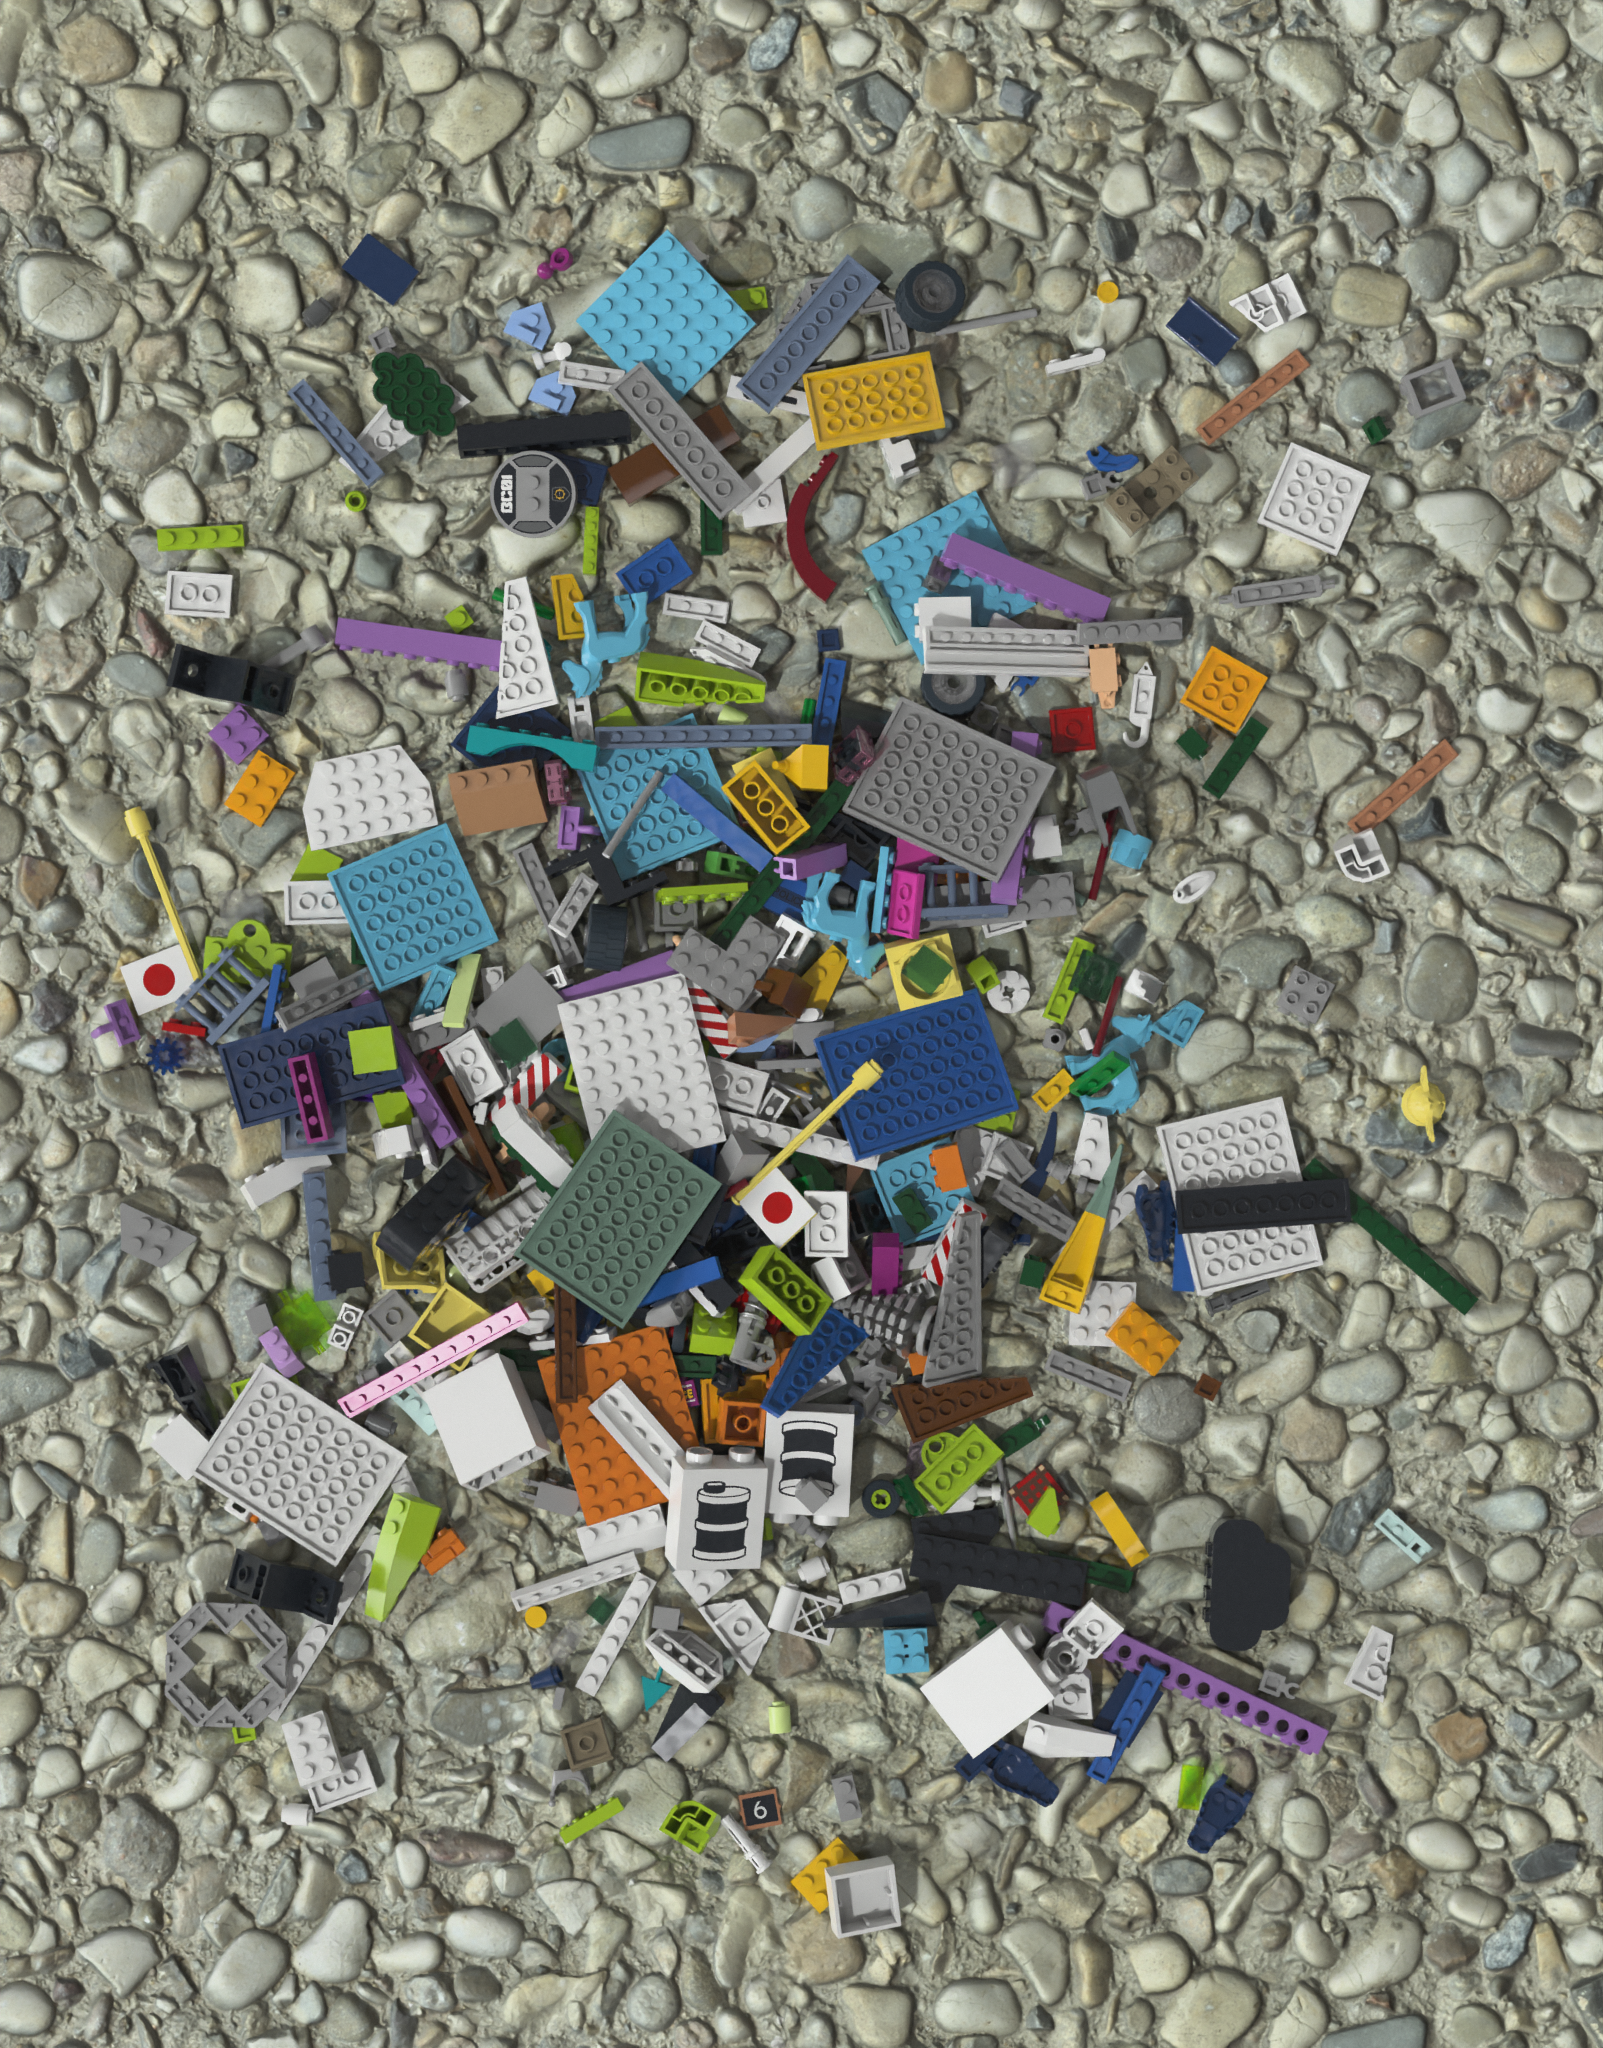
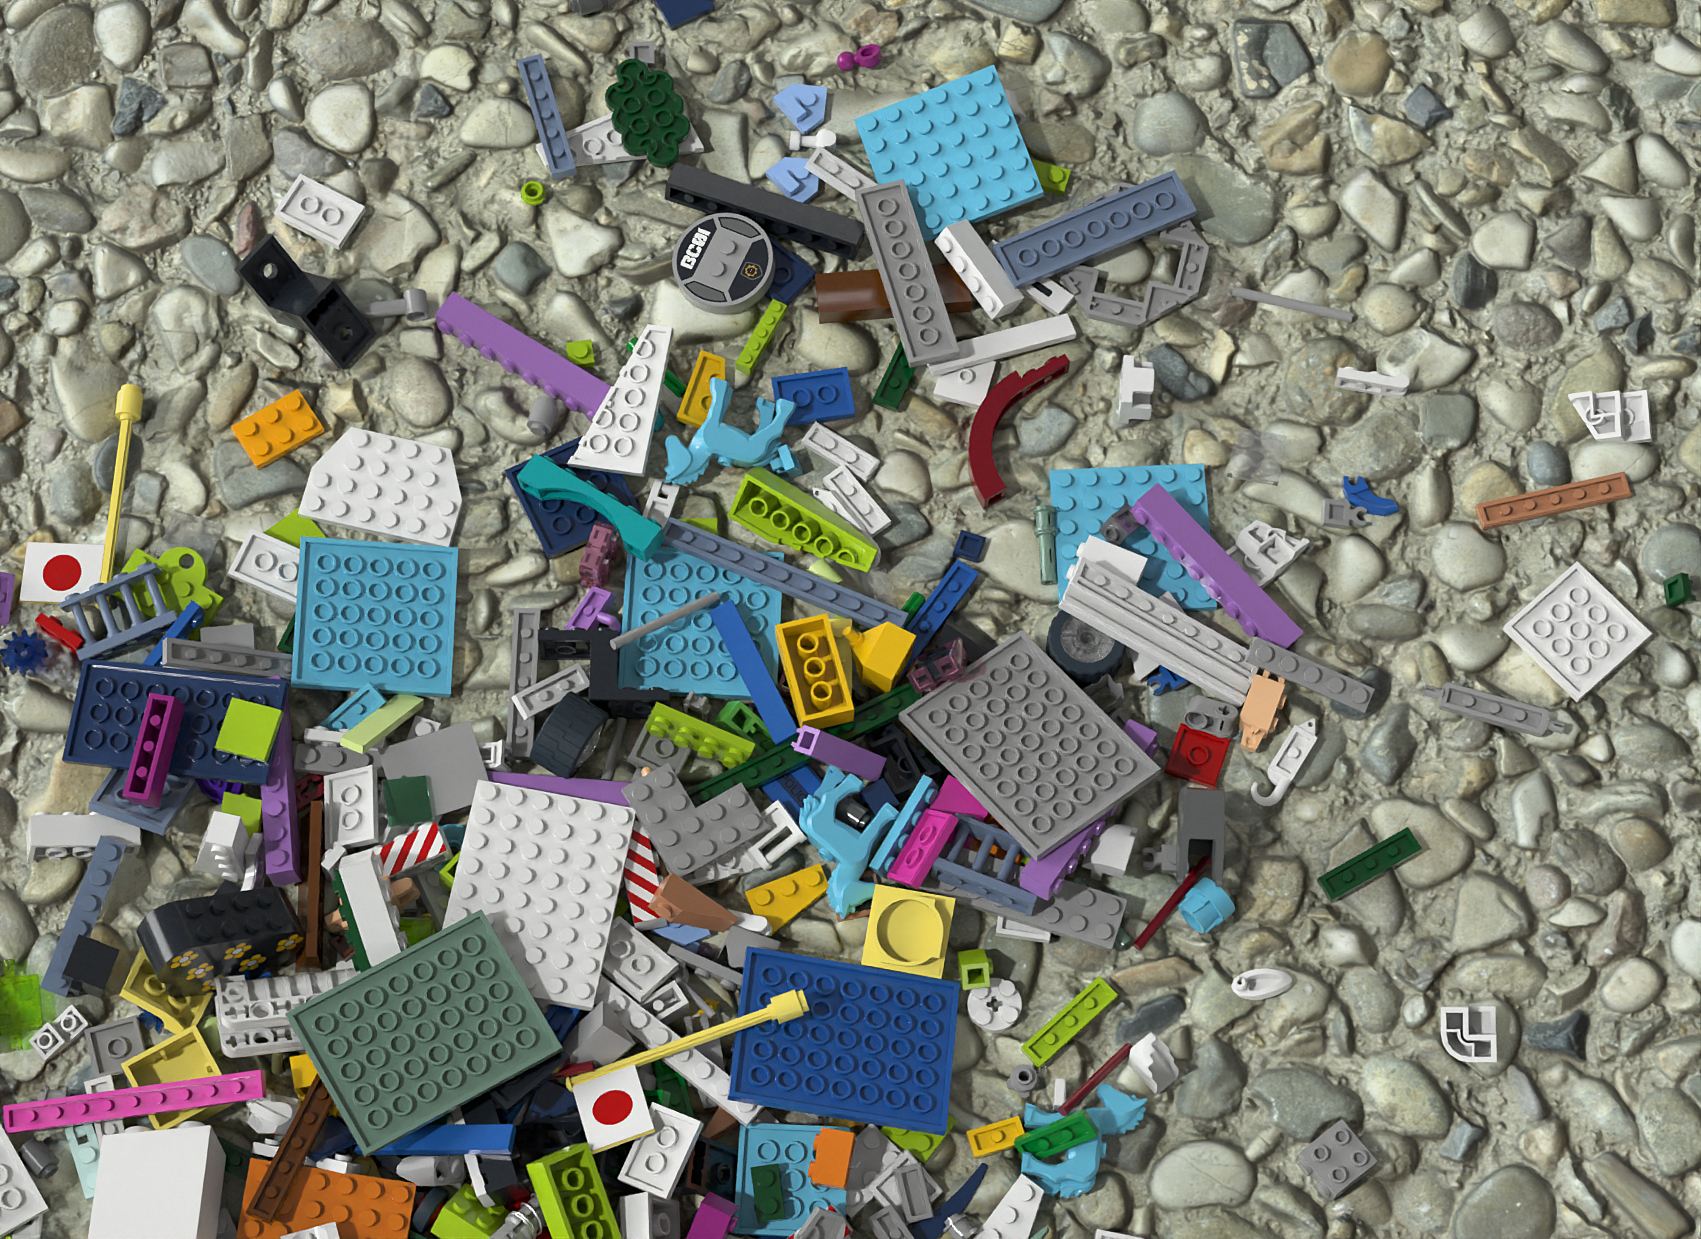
camera: 25 degrees right, 20 degrees down
(200, 538) = (352, 160): lime plate -> none
(238, 734) = (285, 366): medium lavender plate -> none
(498, 796) = (528, 542): medium nougat slope -> none
(660, 637) = (786, 462): none -> medium azure tile
(733, 409) = (979, 269): none -> white brick
(785, 990) = (740, 882): reddish brown plate -> none
(873, 401) = (1133, 318): yellow plate -> none
(927, 969) = (912, 924): clear green piece -> none
(930, 296) = (1243, 247): black wheel -> none
(1052, 544) = (1265, 551): none -> white slope
(1067, 696) = (1208, 715): none -> light grey piece
(1094, 976) = (1100, 1028): clear green plate -> none
(1107, 292) = (1438, 331): yellow piece -> none
(1167, 476) = (1424, 539): dark tan plate -> none
(1178, 1023) = (1175, 1125): medium azure wing -> none
(1192, 745) = (1326, 828): dark green brick -> none
(1202, 329) = (1527, 407): dark blue door -> none
(1223, 689) = (1388, 786): light orange plate -> none
(1404, 787) = (1553, 983): nougat tile -> none

